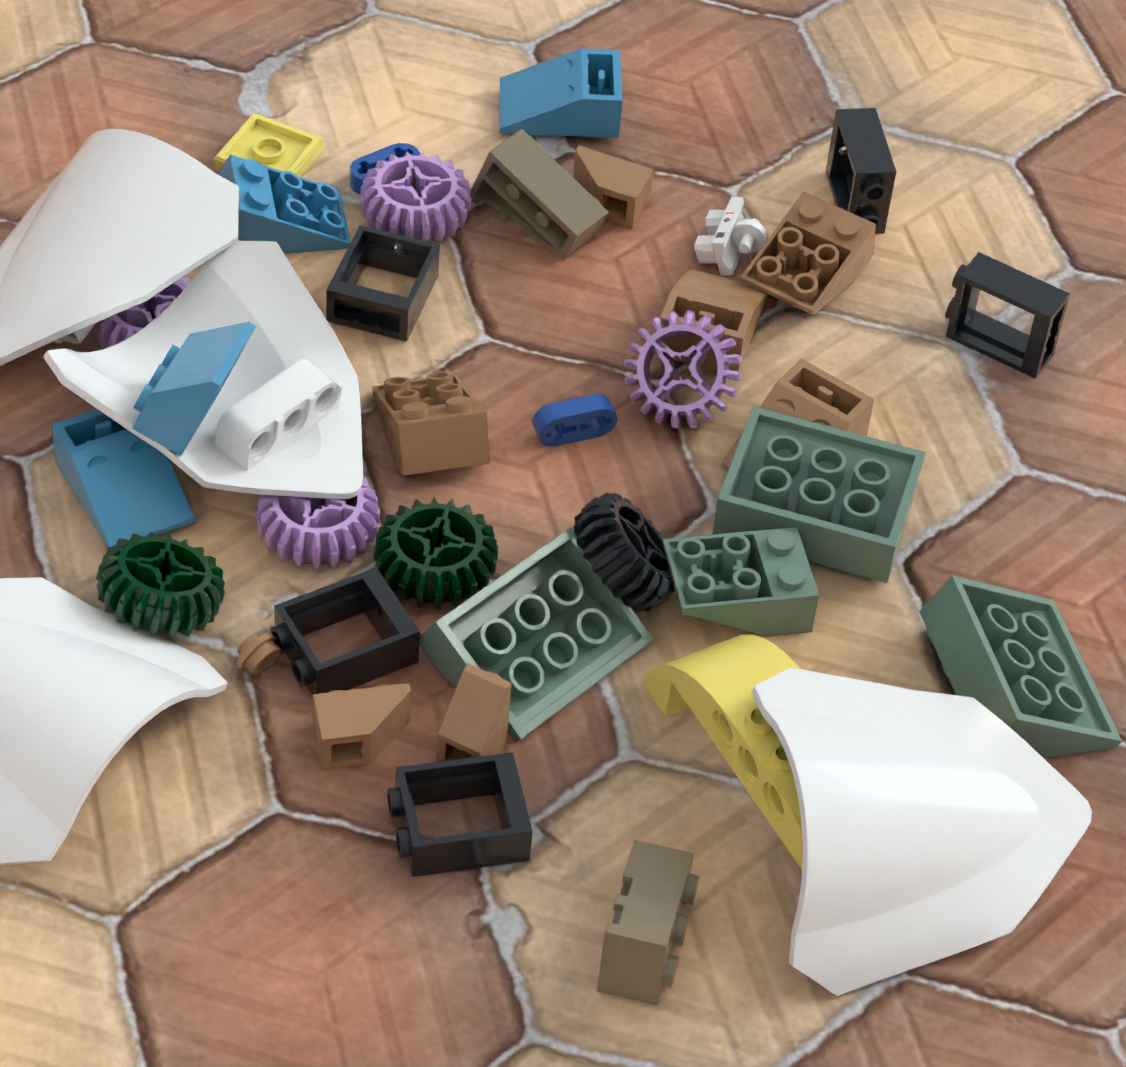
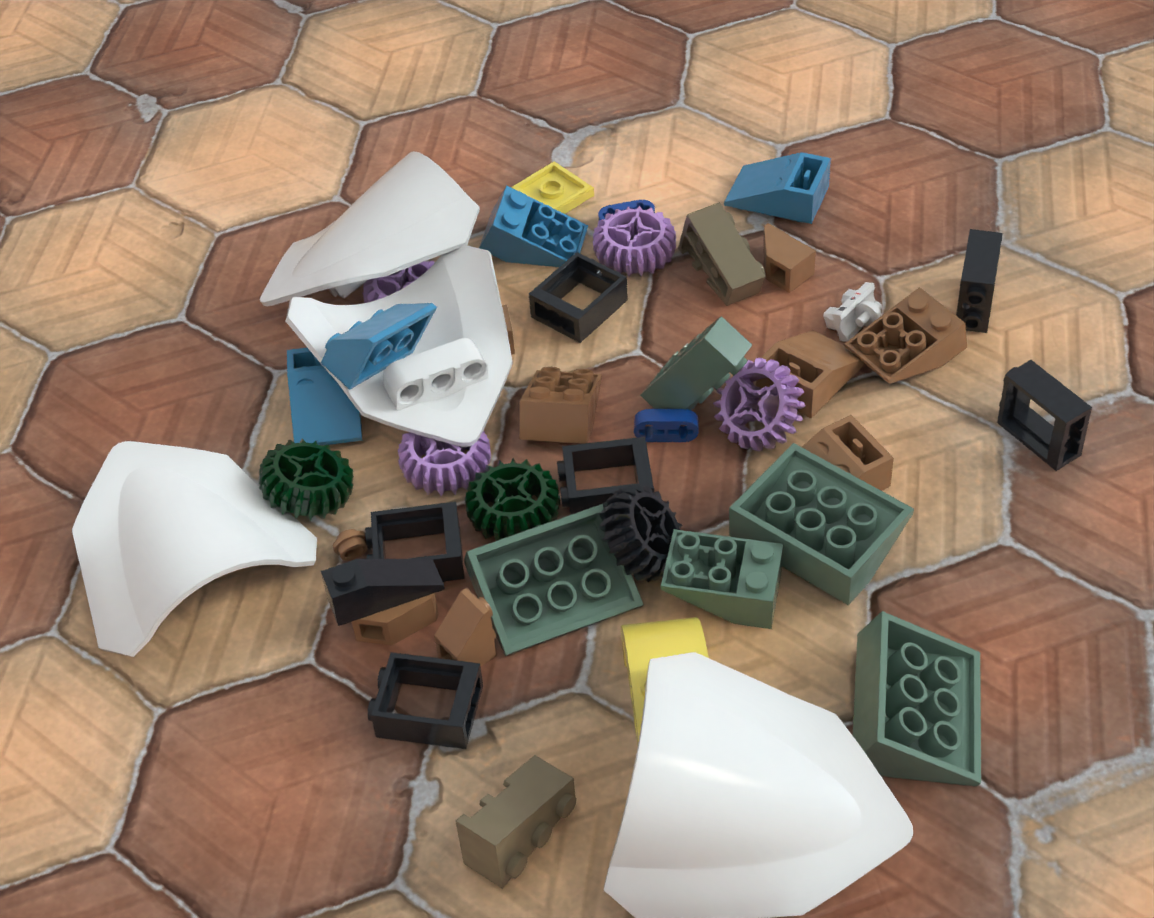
camera: 30 degrees right, 0 degrees up
(341, 691) = (375, 585): none -> black slope
(554, 461) = (600, 456): none -> black window
(604, 337) = (698, 367): none -> sand green wedge

